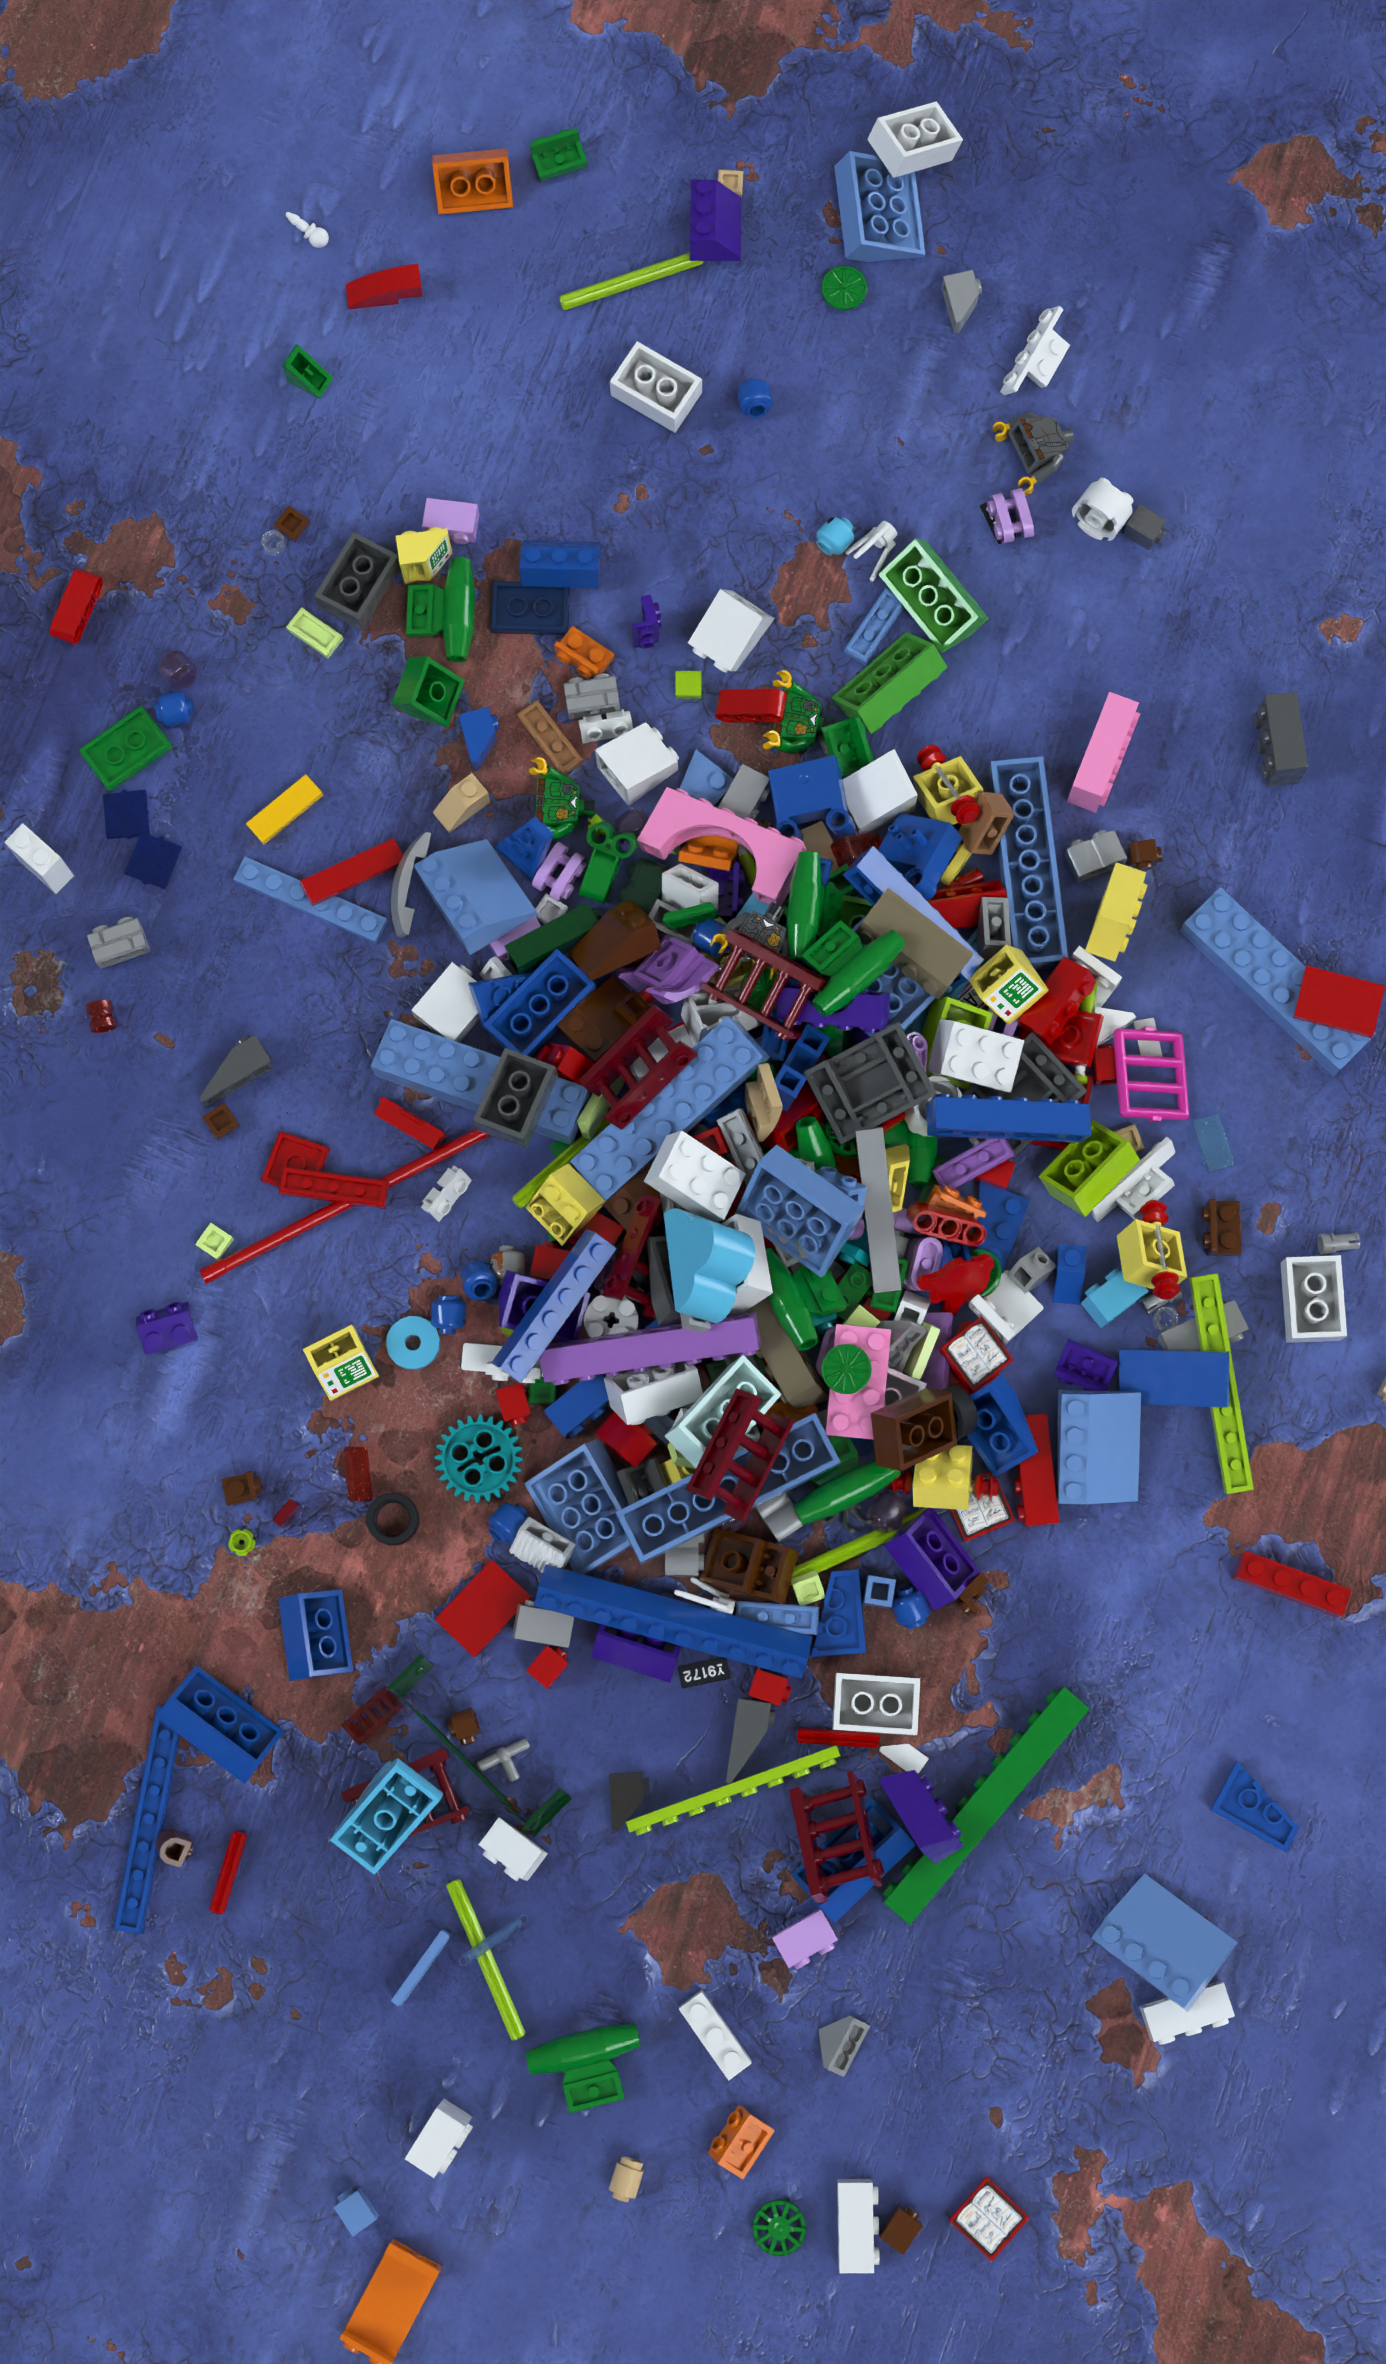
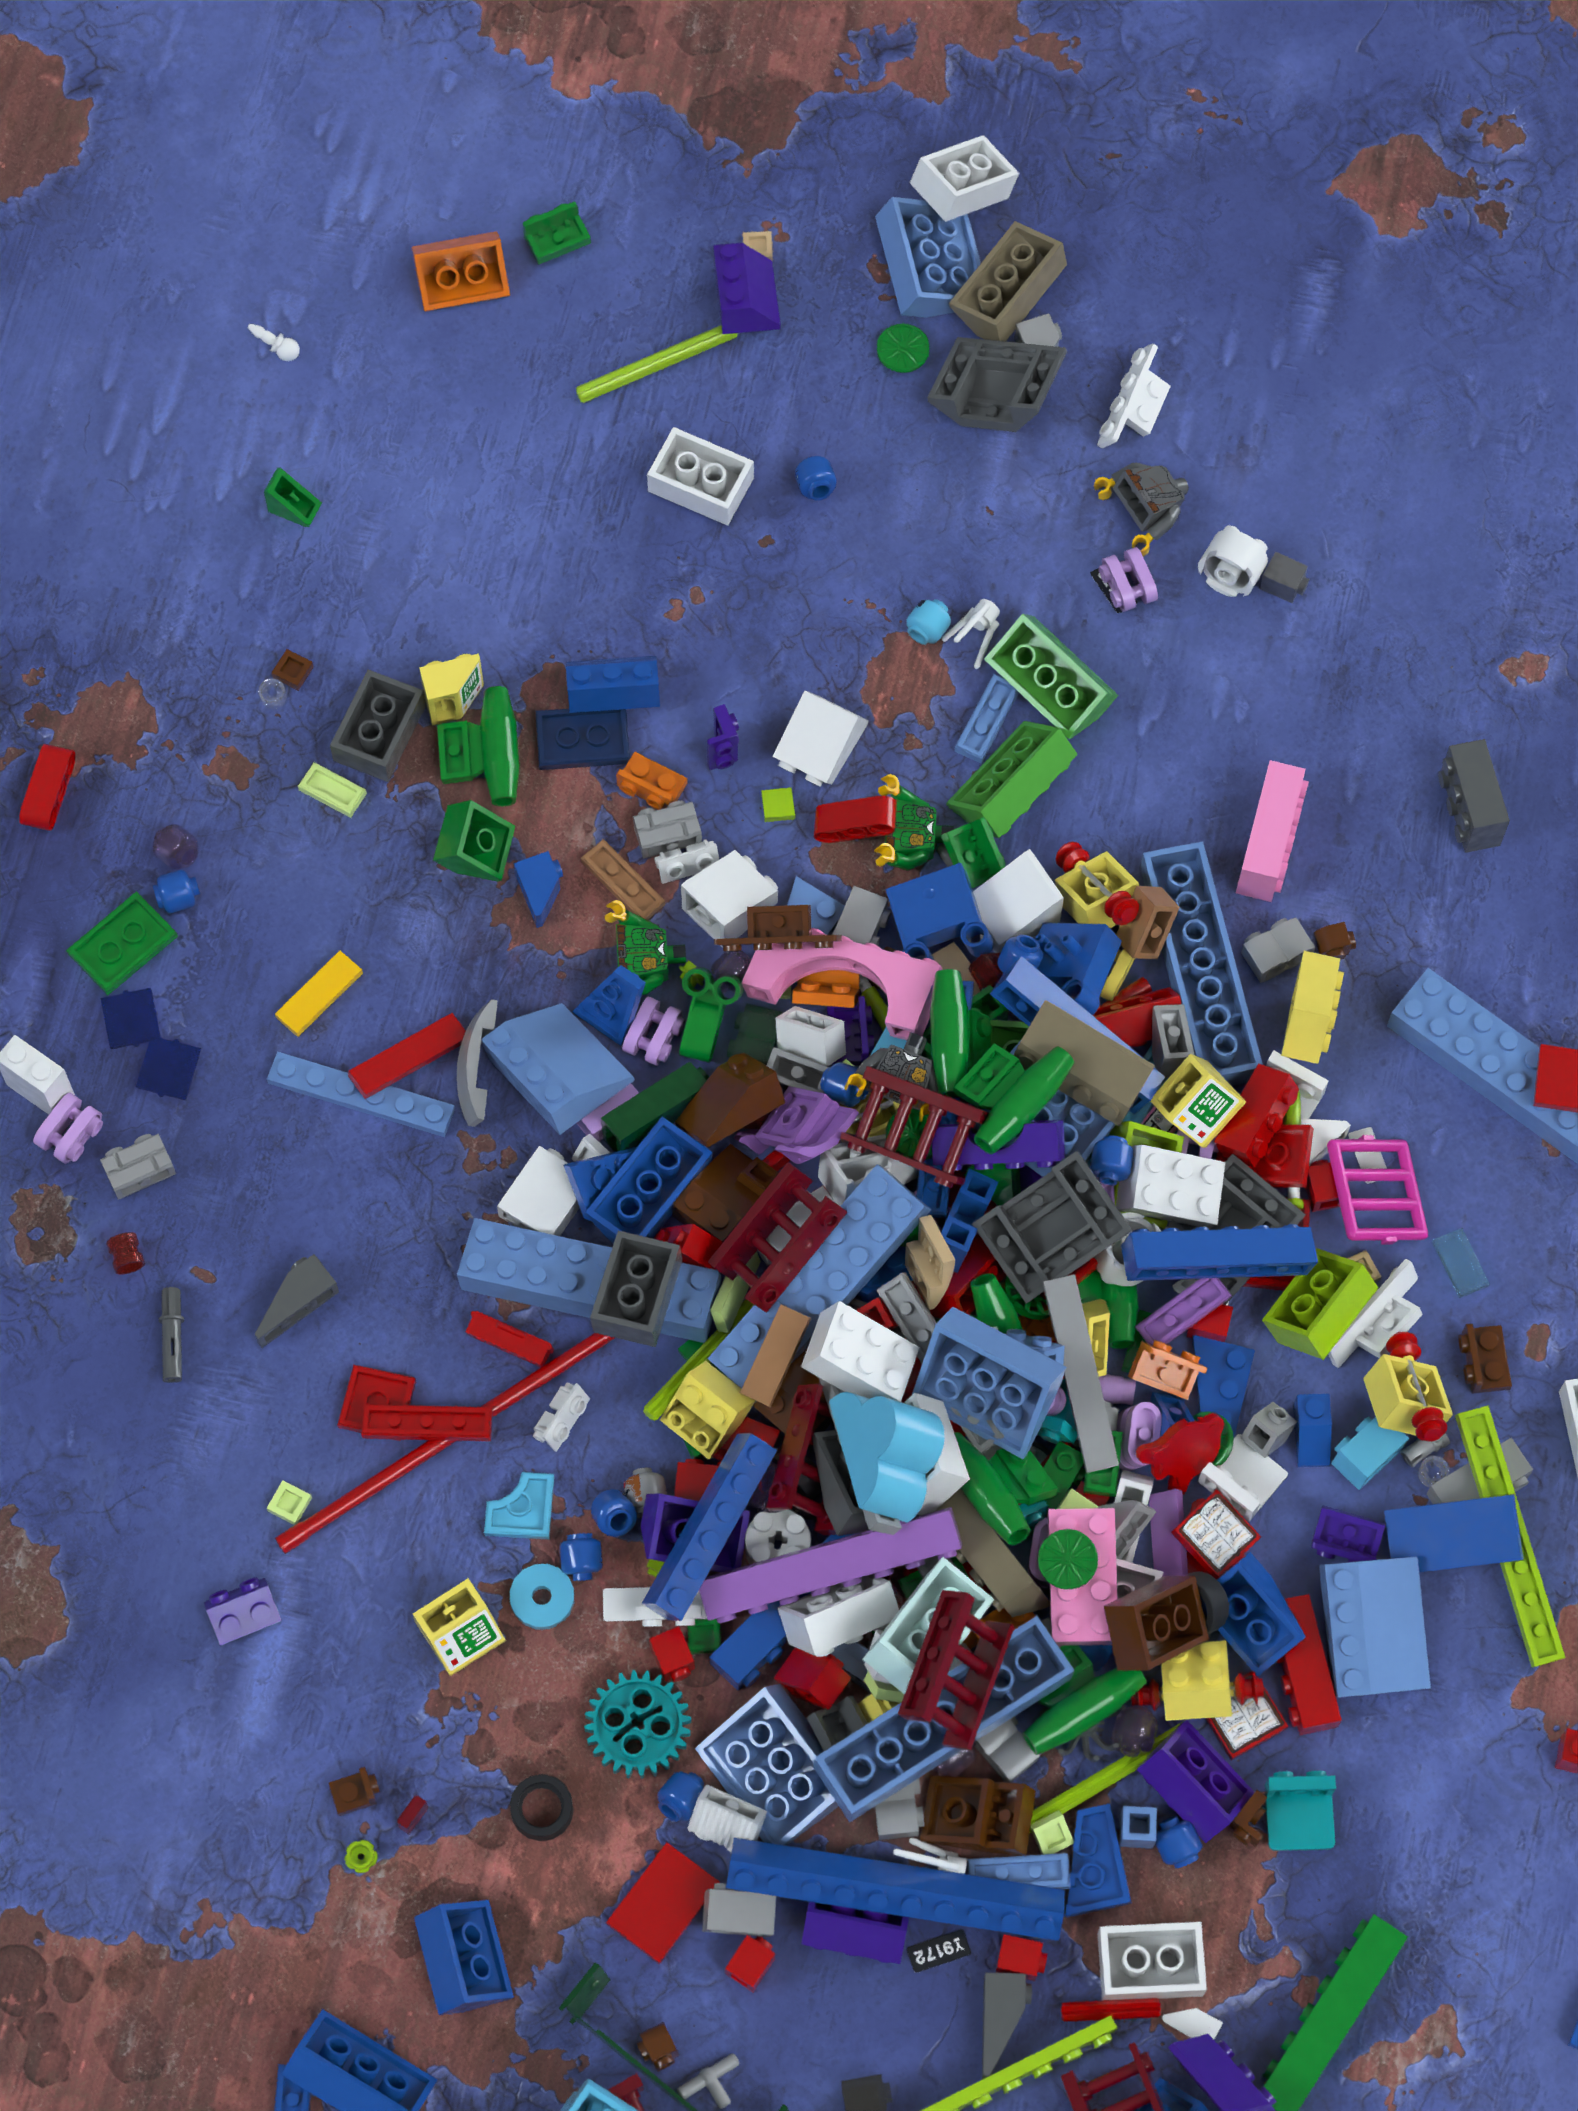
camera: 10 degrees left, 10 degrees down
(65, 918) = (85, 1124): none -> lavender brick
(132, 1087) = (171, 1332): none -> dark grey axle
(221, 1121) = (282, 1360): reddish brown plate -> none
(358, 1474) = (493, 1759): clear red slope -> none
(384, 287) = (372, 396): red slope -> none
(392, 1703) = (561, 2045): clear red slope -> none
(407, 1269) = (524, 1511): none -> medium azure tile
(458, 517) = (489, 641): lavender brick -> none
(461, 802) = (528, 964): tan slope -> none
(549, 909) = (646, 1074): white tile -> none
(625, 1167) = (775, 1355): none -> medium nougat tile
(672, 794) = (778, 925): none -> reddish brown bracket
(690, 915) = (815, 1061): green tile -> none
(877, 836) = (1020, 946): none -> blue head
(918, 327) = (995, 382): none -> dark grey slope
(921, 1352) = (1151, 1538): yellowish green tile -> none
(927, 1030) = (1112, 1160): none -> blue head
(942, 238) = (1009, 282): none -> dark tan slope
(954, 1232) = (1174, 1391): red beam -> none
(1015, 1593) = (1300, 1811): none -> teal bracket

